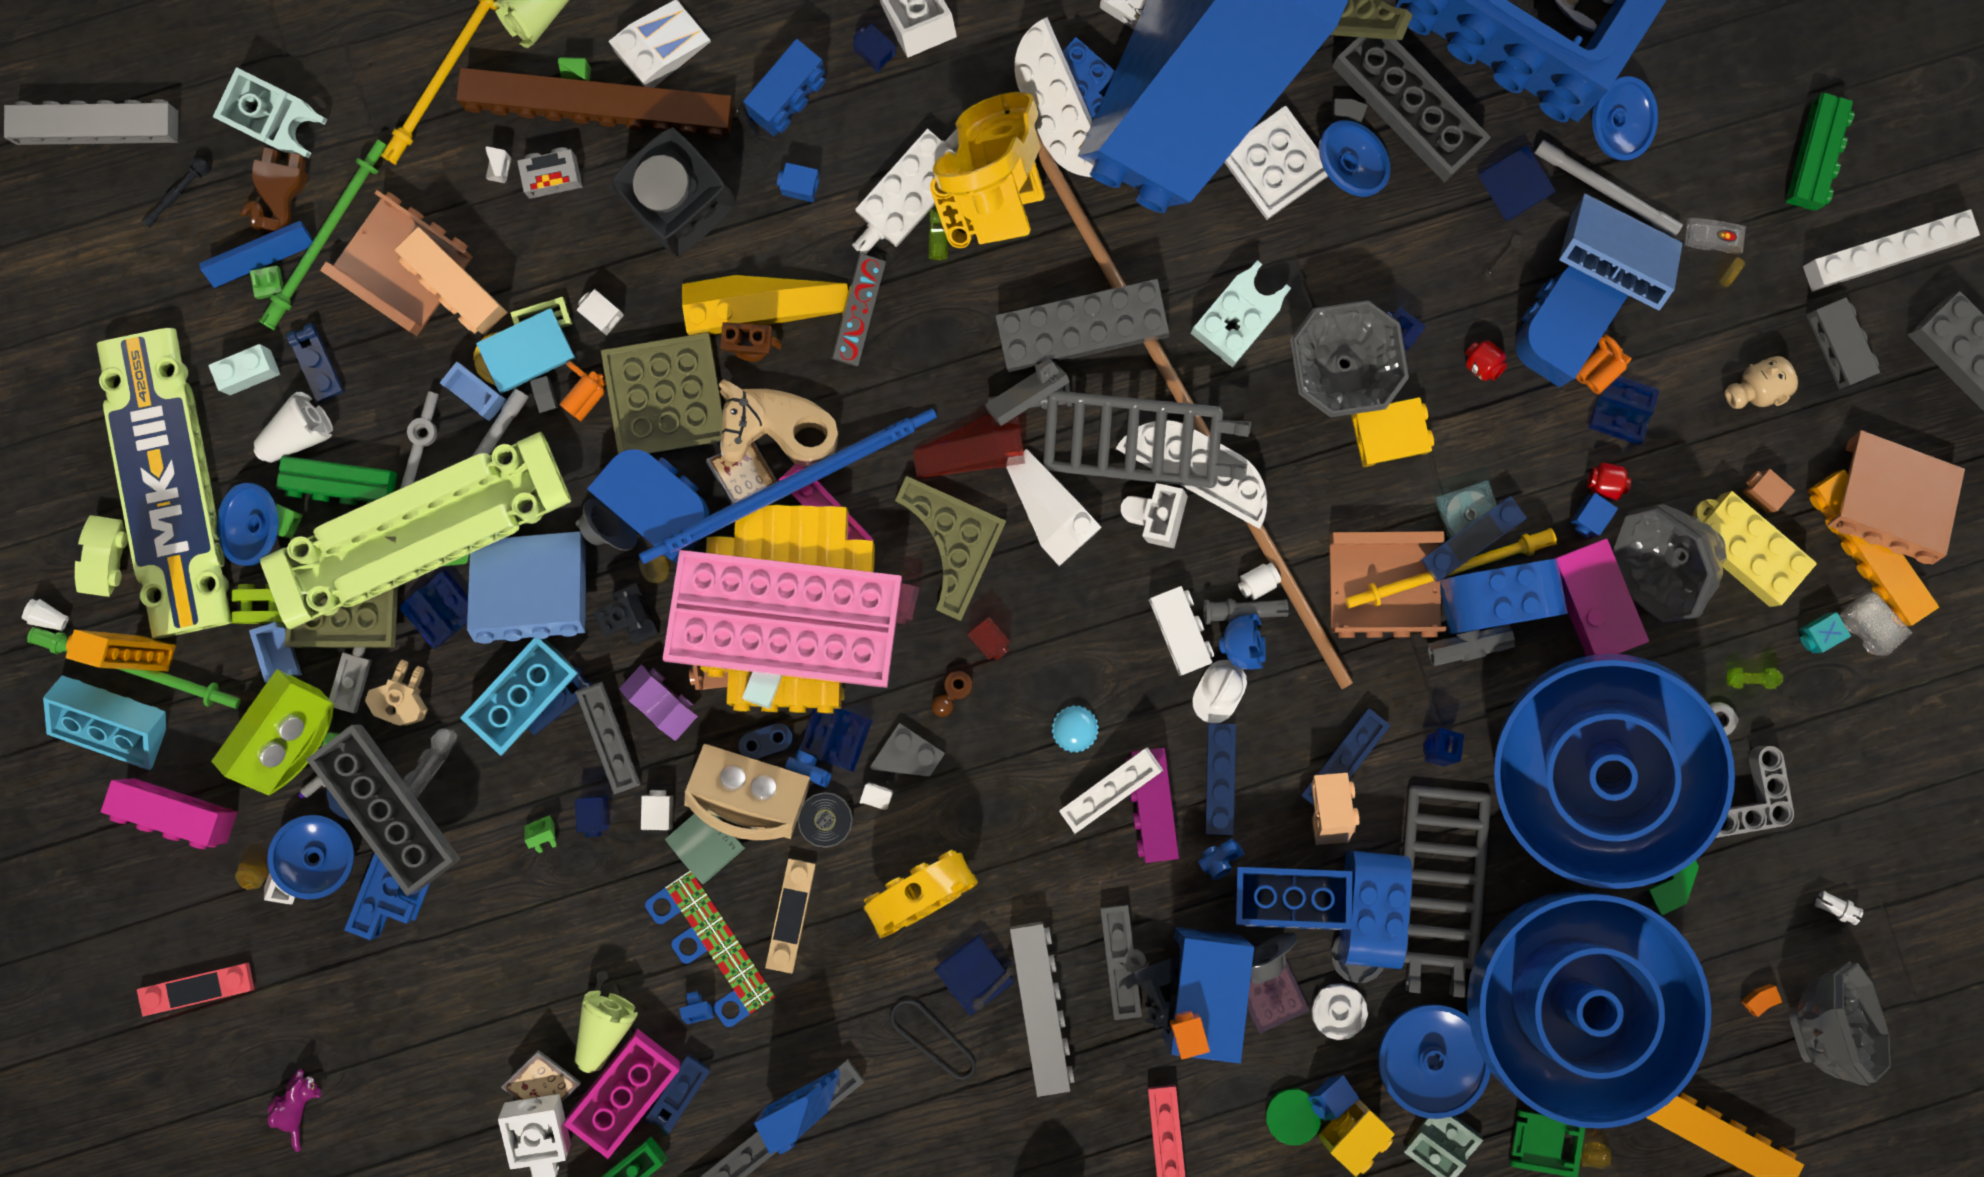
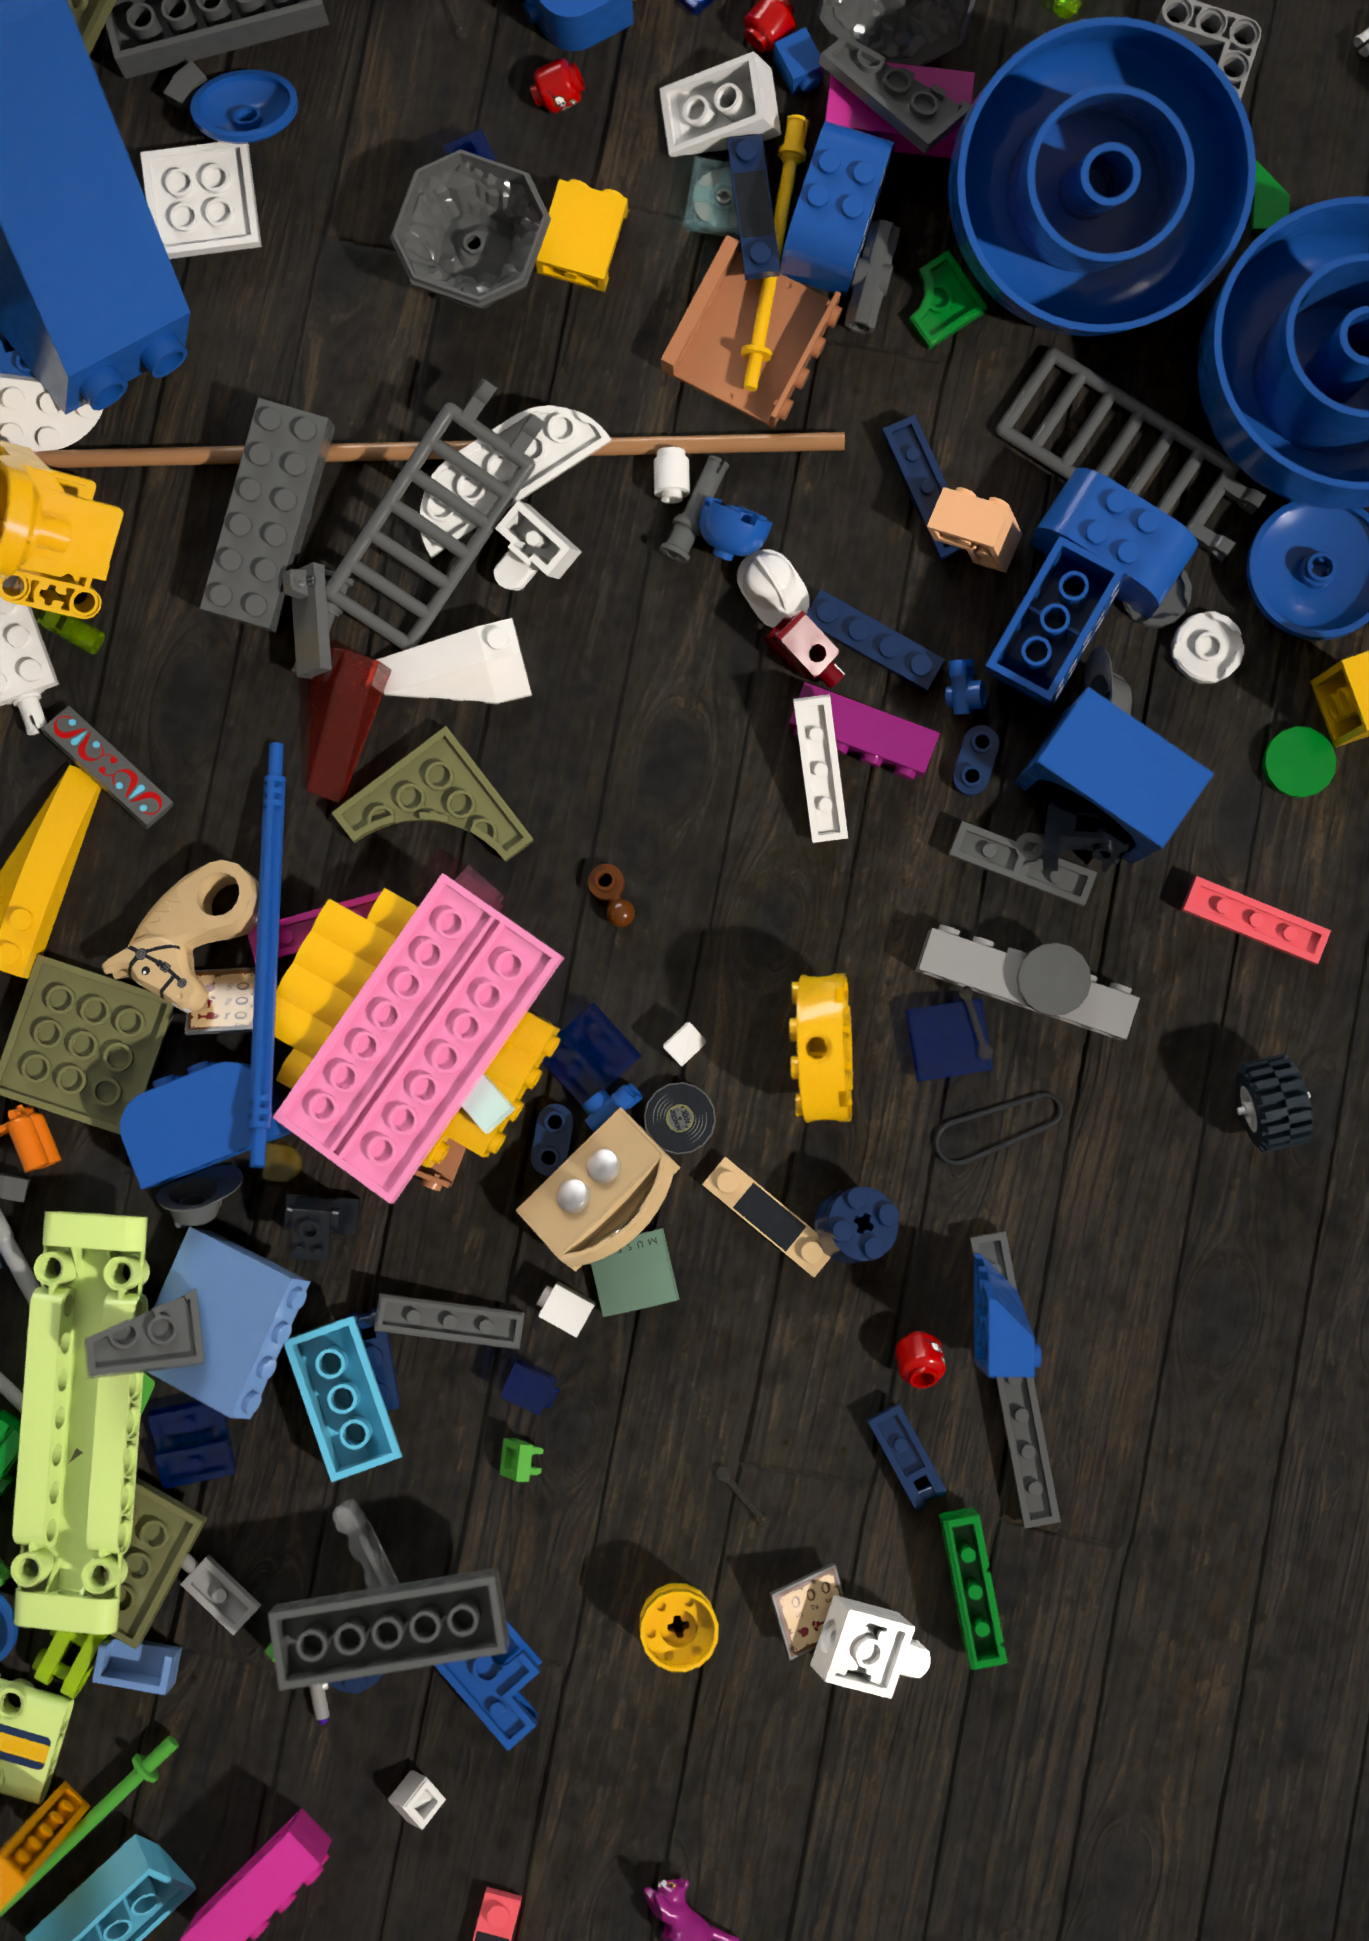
camera: 65 degrees left, 0 degrees up
(250, 876) = (386, 1831): clear yellow plate -> none
(276, 734) = (233, 1713): lime piece -> none
(291, 854) = (375, 1752): blue dish -> none
(402, 696) = (273, 1537): tan hinge -> none
(480, 1016) = (682, 1649): none -> yellow wheel
(489, 550) = (150, 1342): none -> dark grey wing
(601, 1028) = (784, 1505): yellowish green cone -> none
(622, 1093) = (872, 1520): dark pink brick -> none
(658, 701) = (439, 1240): medium lavender brick -> none
(696, 1010) = (821, 1383): blue tile -> none
(713, 936) = (745, 1318): piece -> none
(747, 1069) = (920, 1359): none -> red head
(748, 340) = (71, 909): reddish brown hips -> none
(800, 975) = (874, 1216): none -> dark blue brick
(907, 754) = (655, 982): dark grey wing -> none
(990, 640) = (573, 817): clear red brick -> none
(1050, 1025) = (1054, 979): none -> dark grey tile
(1074, 729) = (728, 776): medium azure hat -> none
(1175, 892) = (975, 759): none -> dark blue plate
(1181, 630) = (680, 593): white brick -> none
(1189, 726) = (792, 642): none -> torso
(1189, 1035) = (1151, 812): orange brick -> none
(1243, 307) = (352, 323): light aqua brick -> none
(1275, 1001) = (1162, 707): piece -> none
(1333, 1098) = (1302, 704): blue brick -> none
(1437, 747) = (965, 376): clear blue brick -> none
(1482, 705) = (947, 301): none -> green tile
(1531, 479) = (720, 105): none -> white slope
(1598, 608) = (907, 105): none -> dark grey wing

